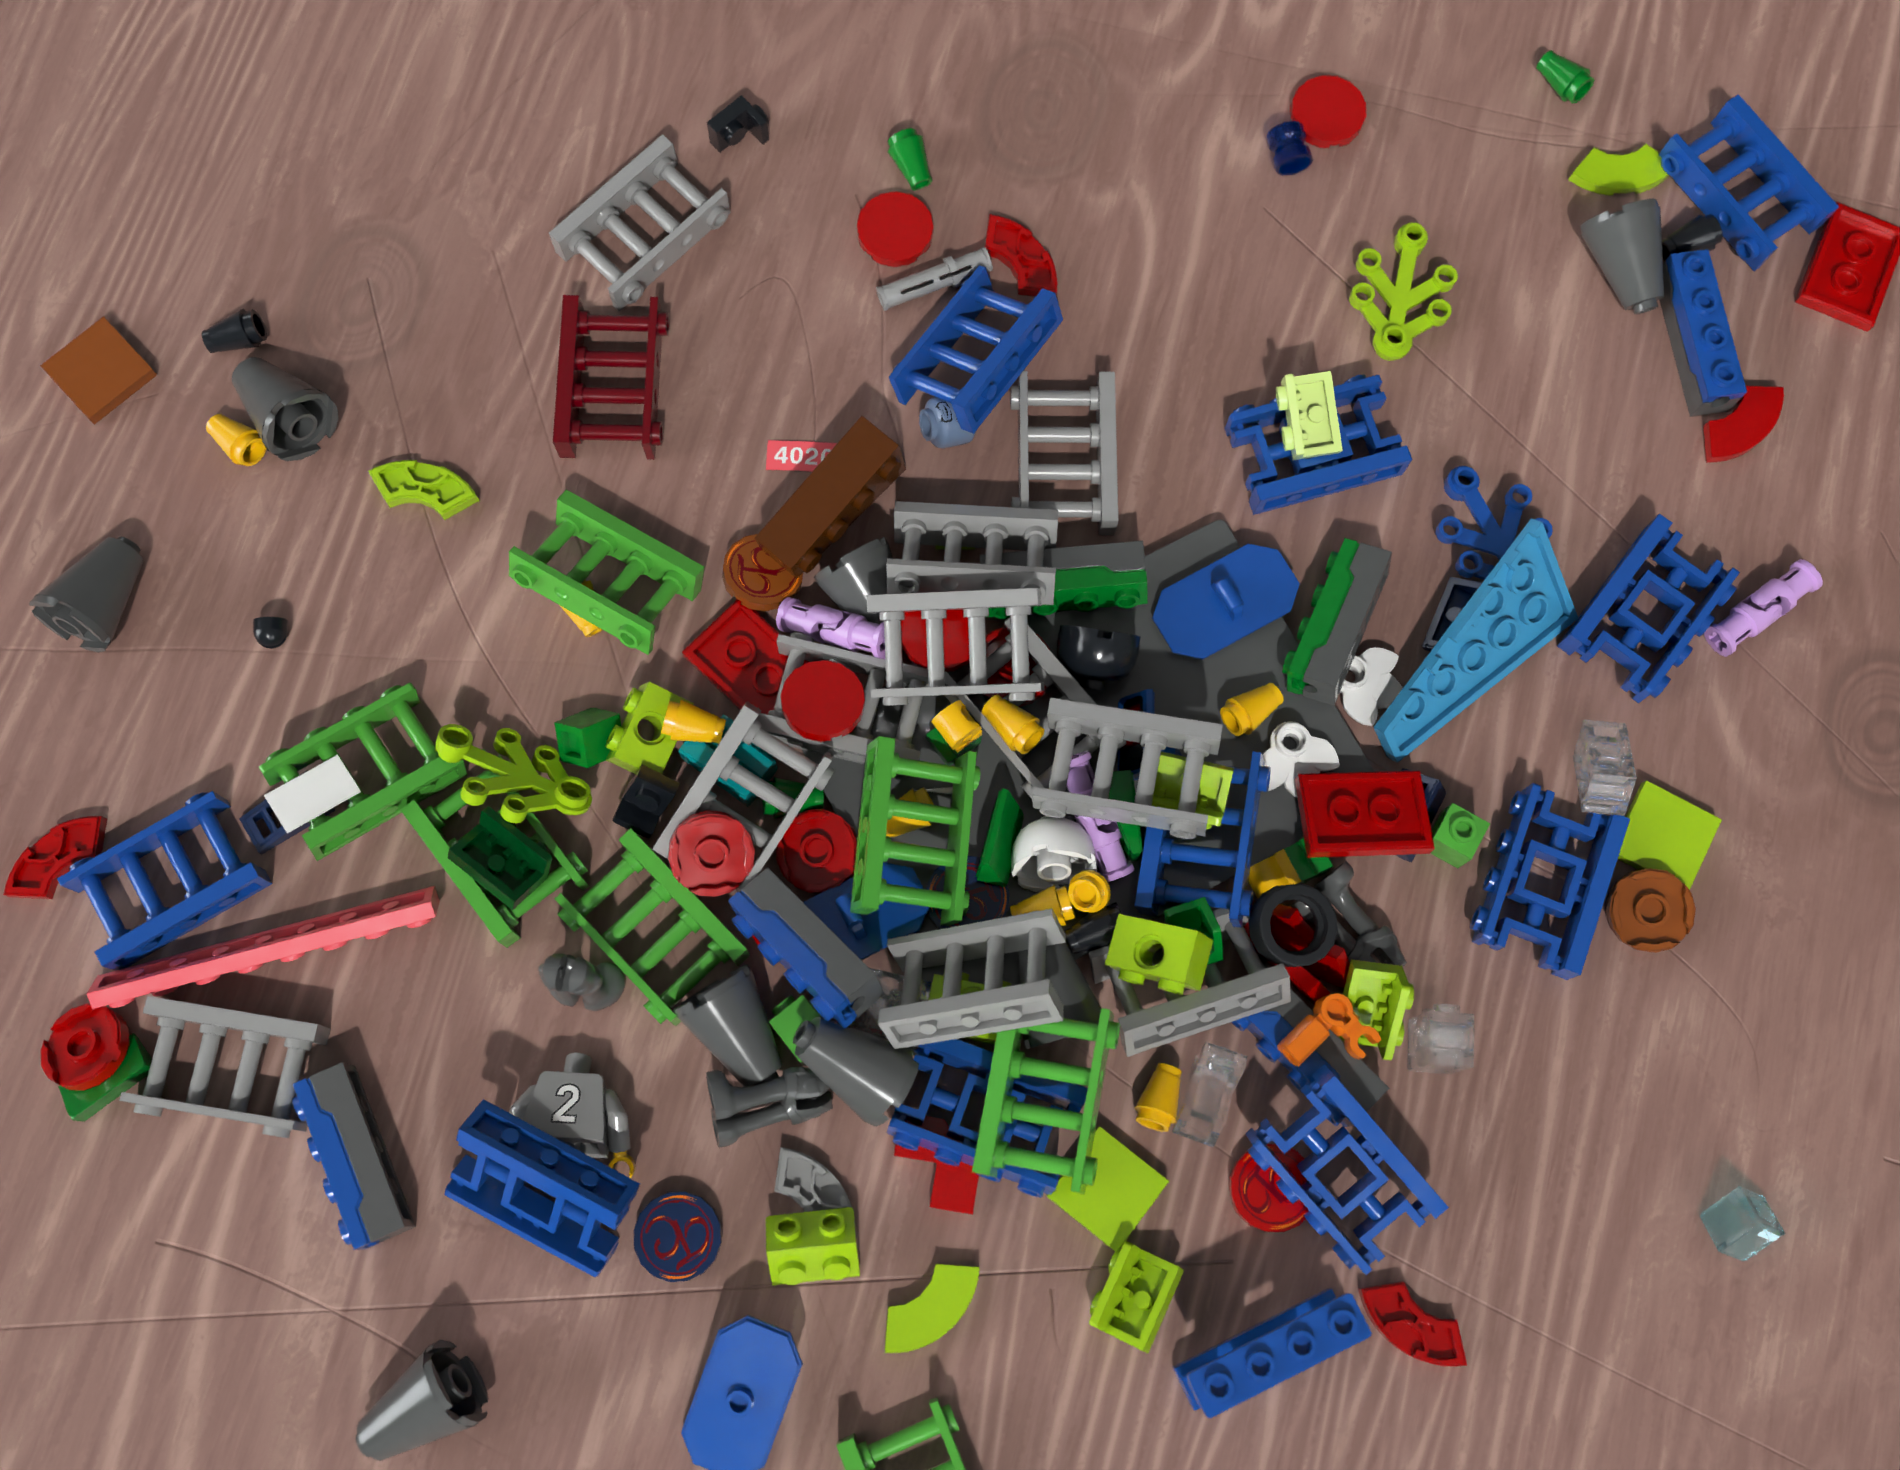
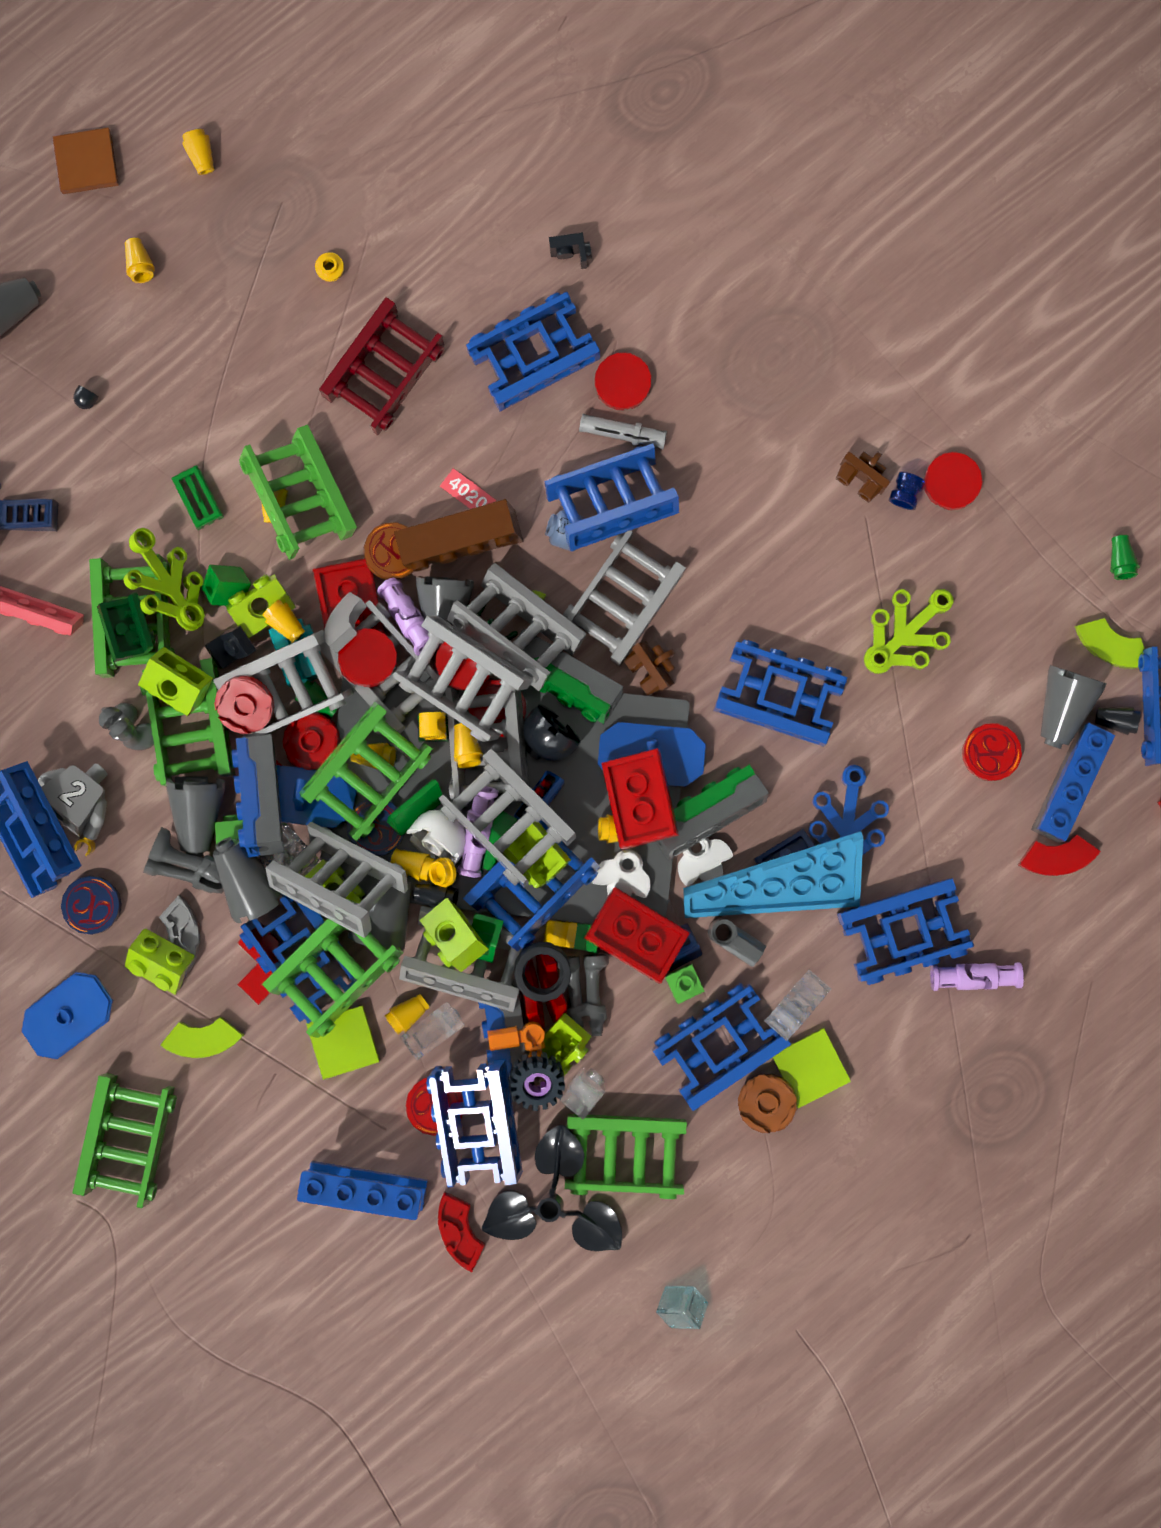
camera: 40 degrees right, 10 degrees up
(229, 275) = (199, 150): none -> yellow cone
(235, 332) = (181, 190): black cone -> none
(284, 409) = (175, 260): dark grey cone -> none
(312, 793) = (45, 517): white sticker -> none
(366, 811) = (69, 546): bright green fence -> none
(423, 484) = (231, 361): lime tile -> none
(472, 320) = (333, 274): none -> yellow plate
(514, 677) = (208, 519): none -> green tile
(626, 866) = (175, 681): none -> lime brick
(627, 189) = (475, 248): light grey fence -> none
(763, 680) = (341, 623): none -> light grey tile
(799, 269) = (542, 371): none -> blue fence
(909, 155) = (663, 340): green cone -> none
(1022, 254) = (690, 449): red tile -> none
(1135, 1296) = (315, 1110): lime bracket -> none
(1169, 516) = (644, 656): none -> reddish brown hips
(1232, 156) = (873, 481): none -> reddish brown hips
(1257, 651) = (640, 799): none -> red tile
(1310, 415) = (781, 675): yellowish green bracket -> none
(1364, 1058) = (527, 1071): none -> black bush
(1475, 748) = (738, 942): none -> dark grey piece
(1534, 1042) = (641, 1129): none -> bright green fence
(1568, 1201) = (555, 1154): none -> black plant
(1587, 360) = (991, 752): none -> red tile

